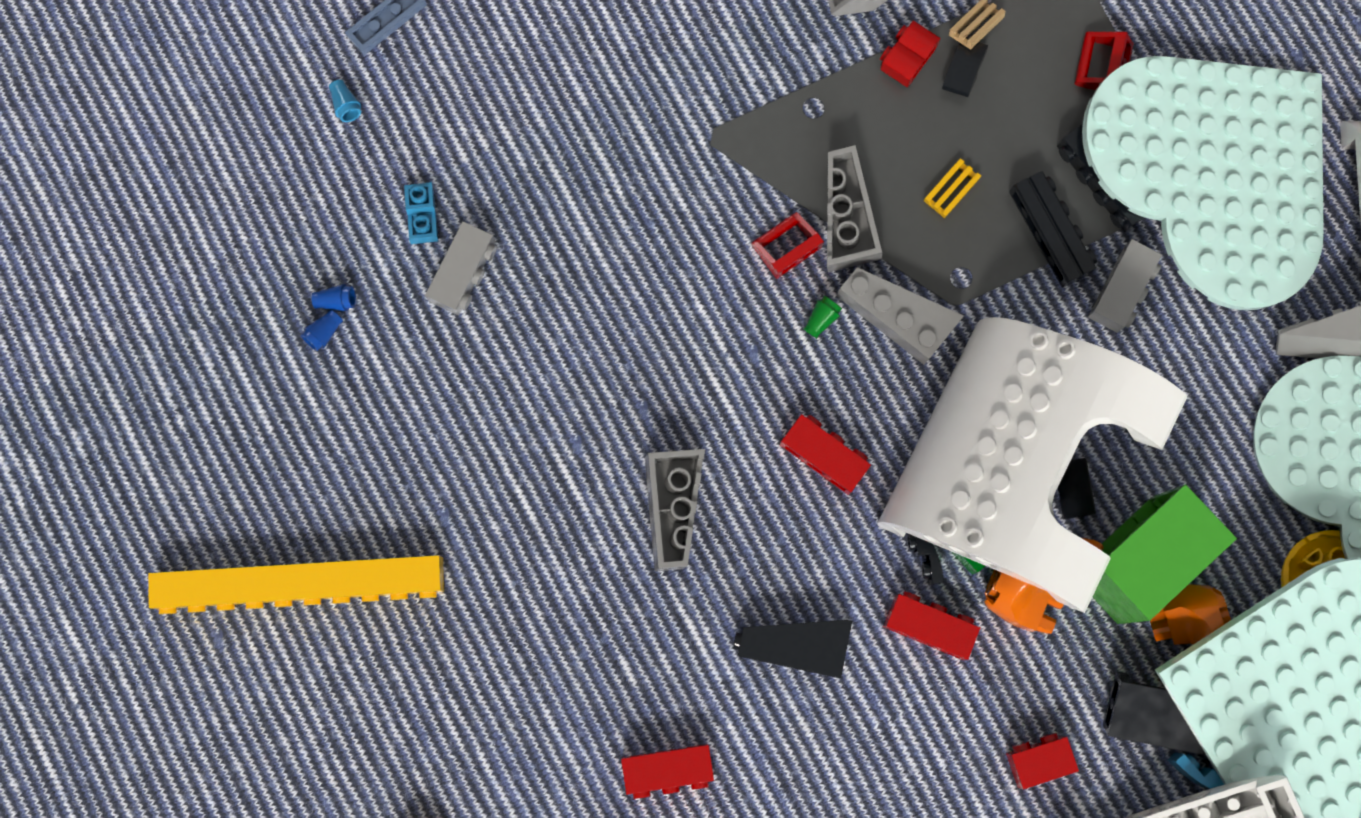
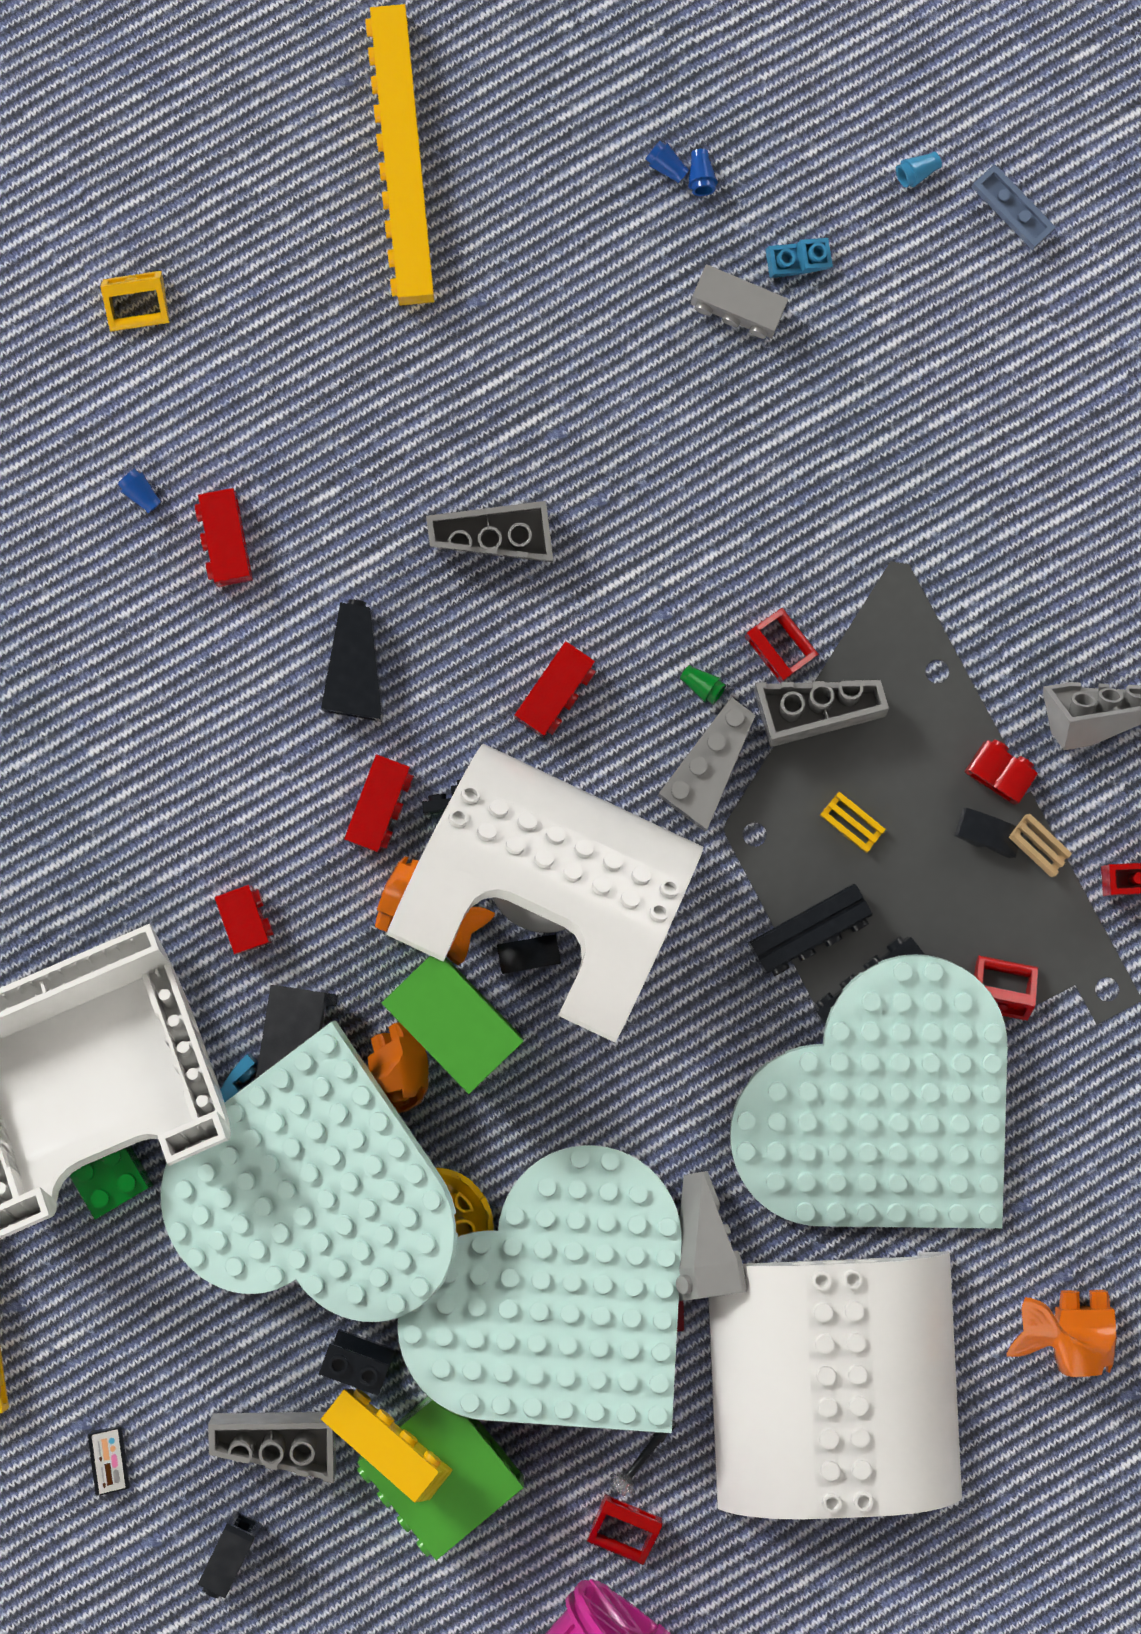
camera: 80 degrees right, 5 degrees up
(1126, 286) = (750, 1008): light grey brick -> none

